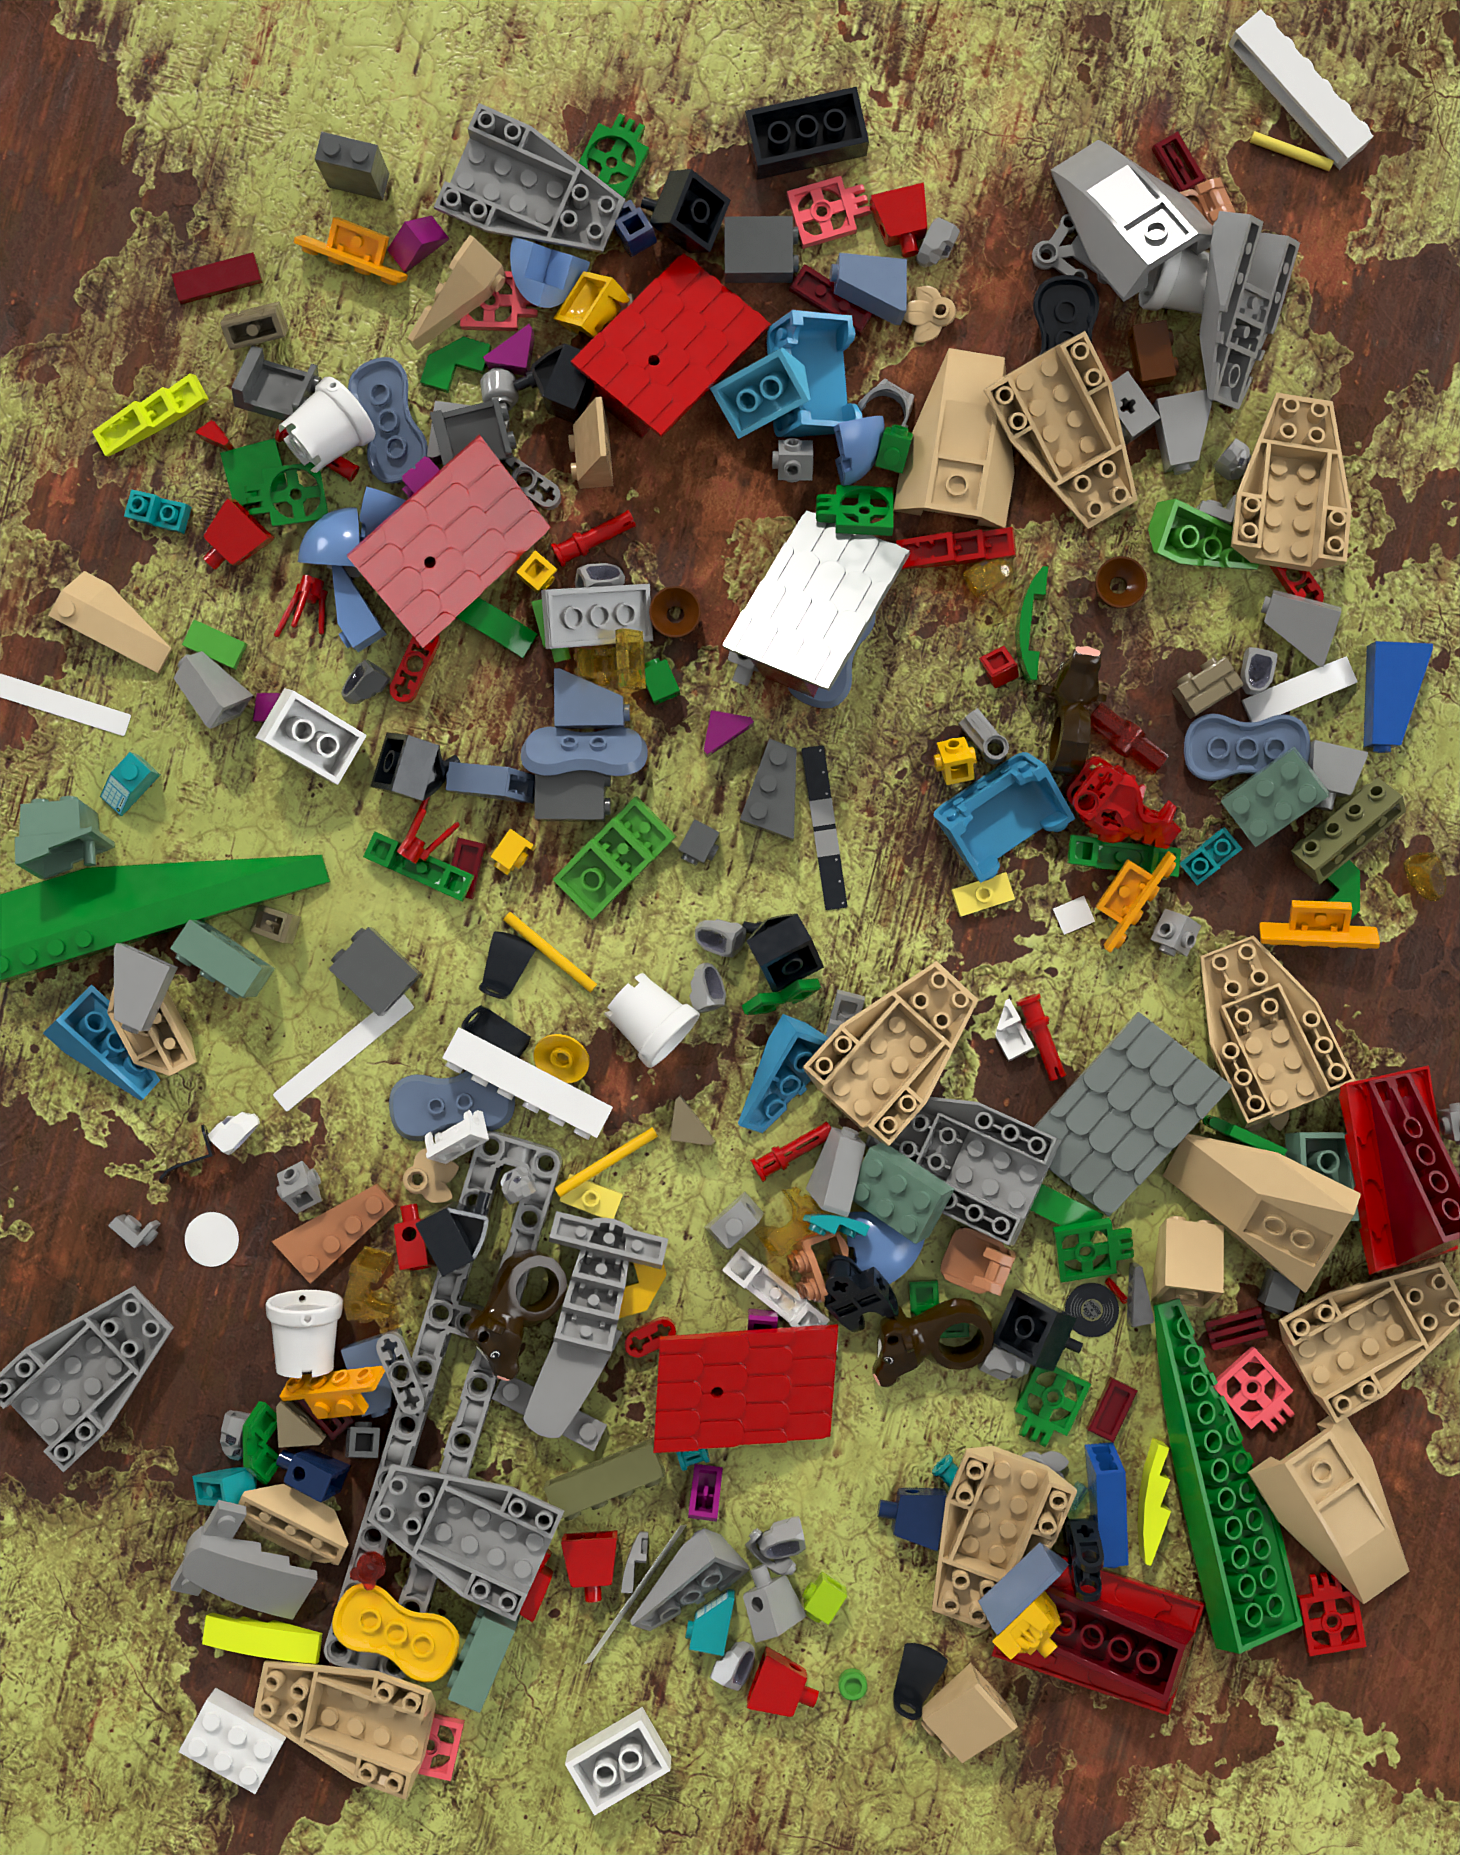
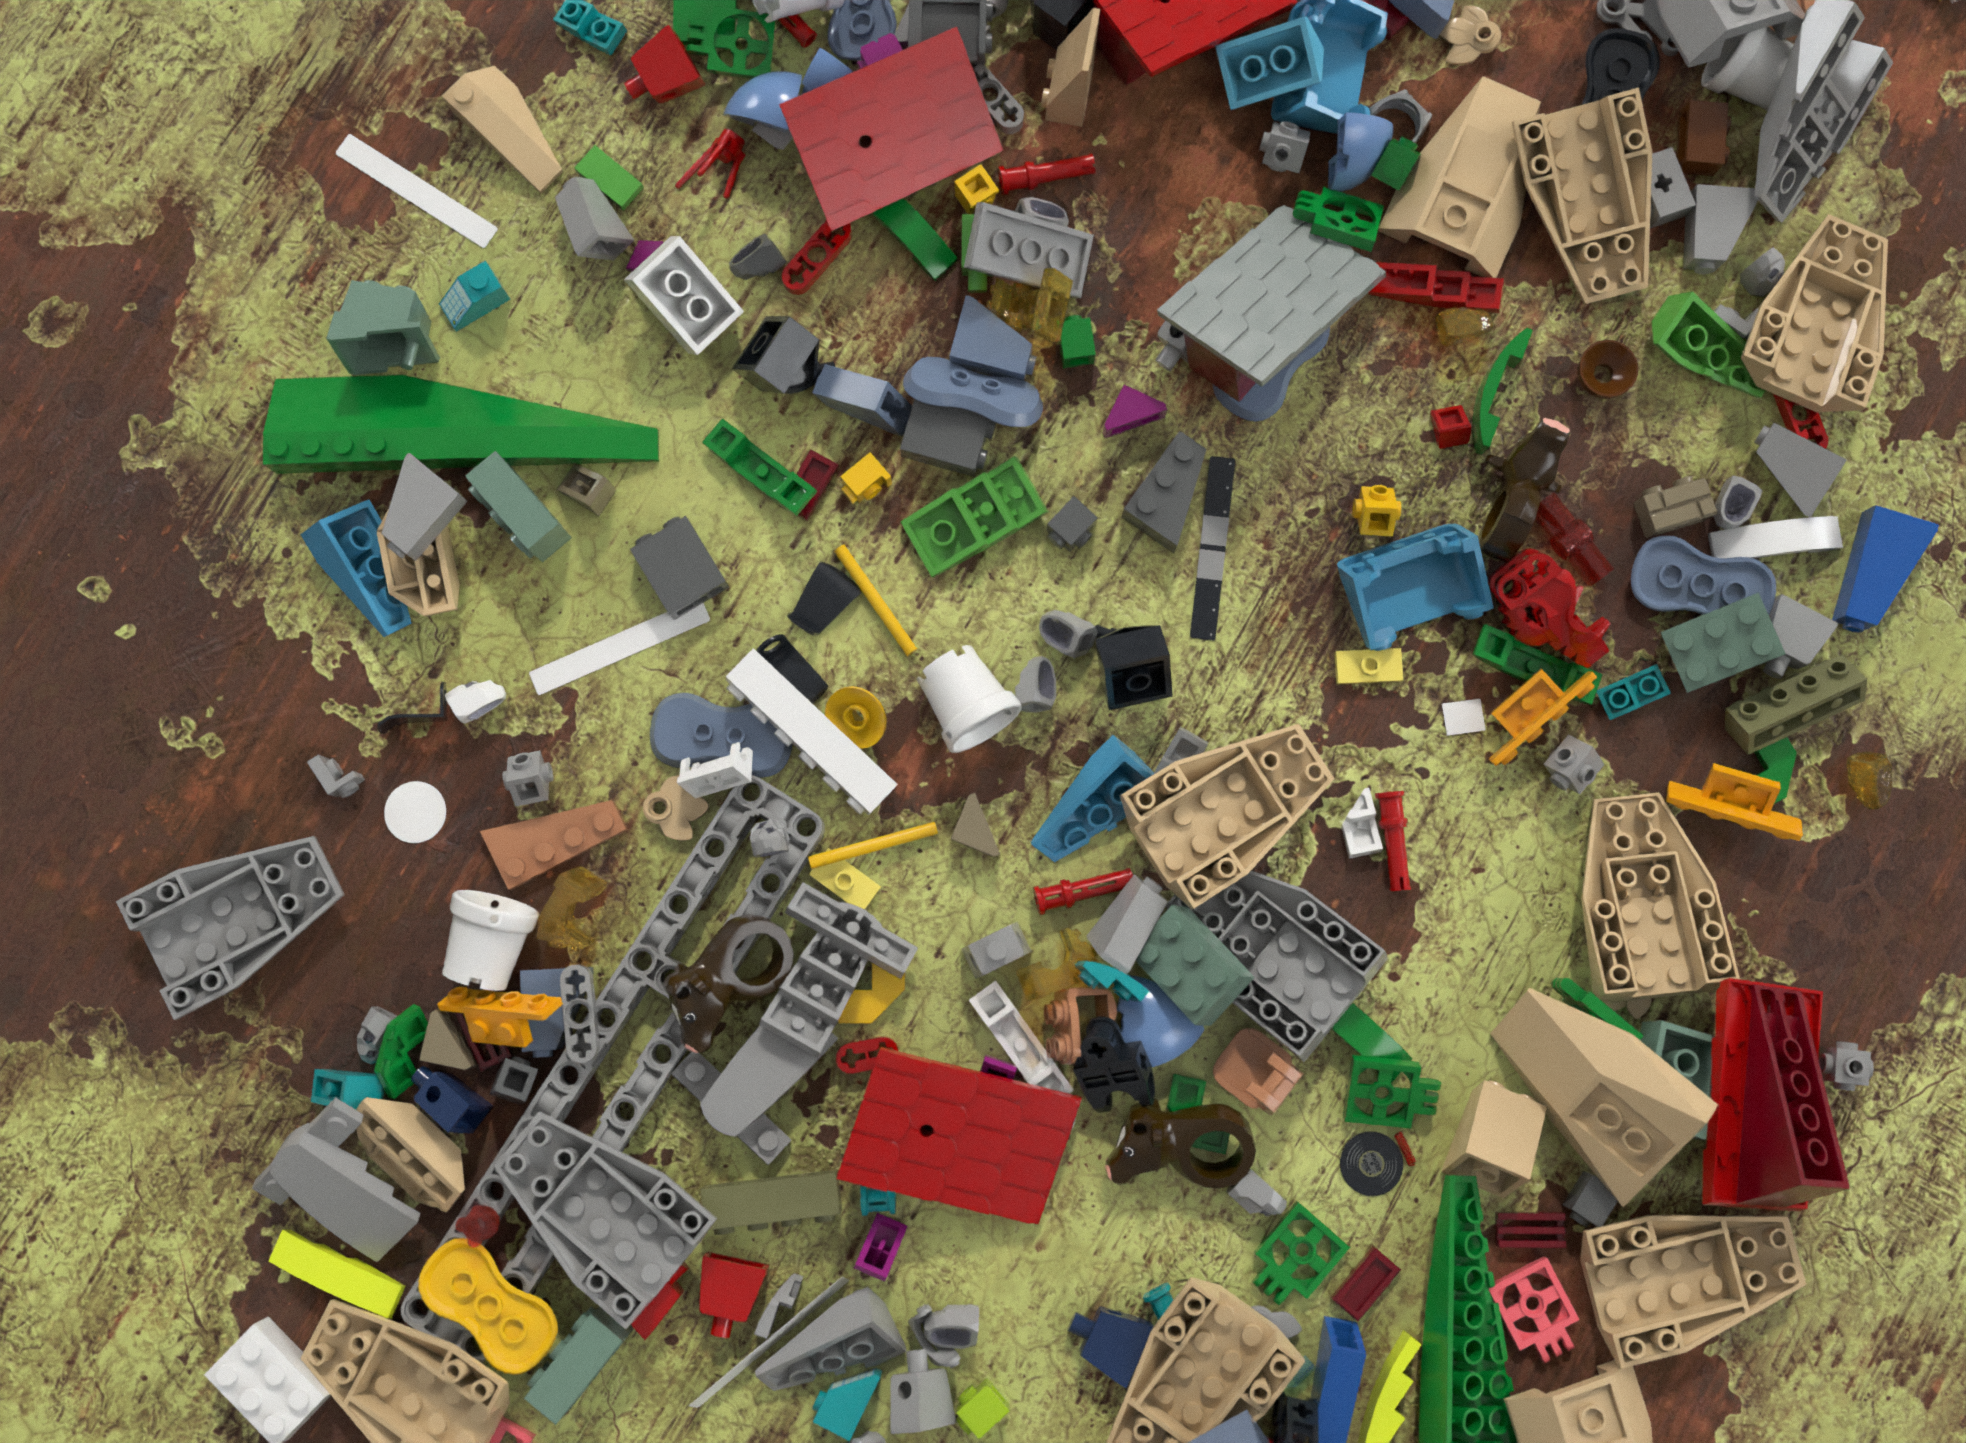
camera: 20 degrees right, 5 degrees down
(354, 615) = (766, 183): medium blue slope -> none
(411, 1253) = (636, 886): red torso -> none
(412, 846) = (759, 443): red plant -> none
(456, 1233) = (686, 872): black piece -> none
(675, 597) = (1117, 258): reddish brown piece -> none
(795, 992) = (1135, 715): green tile -> none
(982, 734) = (1413, 493): light grey piece -> none
(1035, 1330) = (1304, 1165): black piece -> none
(1128, 1112) = (1473, 947): light grey piece -> none
(1138, 1306) = (1428, 1168): flat silver slope -> none

